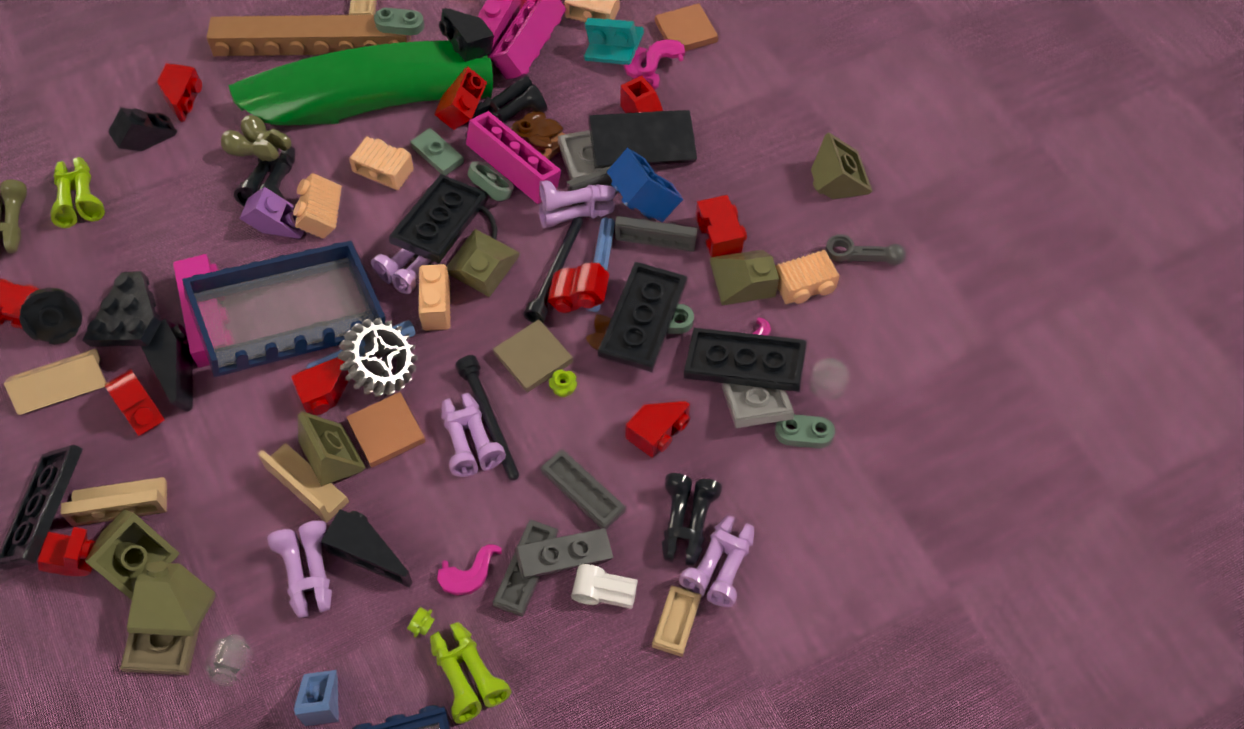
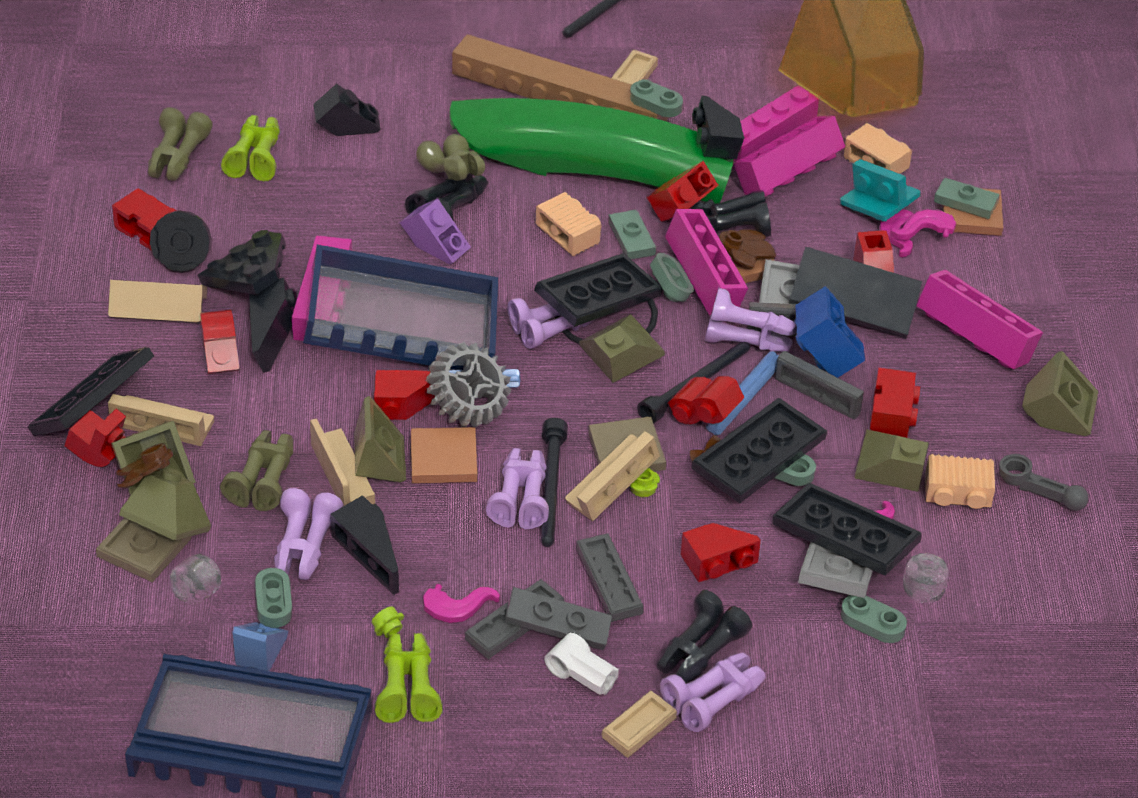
camera: 25 degrees right, 15 degrees down
(129, 572) = (151, 460): none -> reddish brown plate
(179, 88) = (403, 90): red slope -> none
(251, 539) = (267, 491): none -> olive piece
(310, 646) = (273, 597): none -> sand green plate
(317, 205) = (482, 237): light nougat brick -> none
(434, 297) = (554, 358): light nougat brick -> none
(538, 391) = (613, 475): none -> tan panel
(680, 20) = (966, 198): none -> sand green plate
(746, 125) = (979, 319): none -> dark pink brick

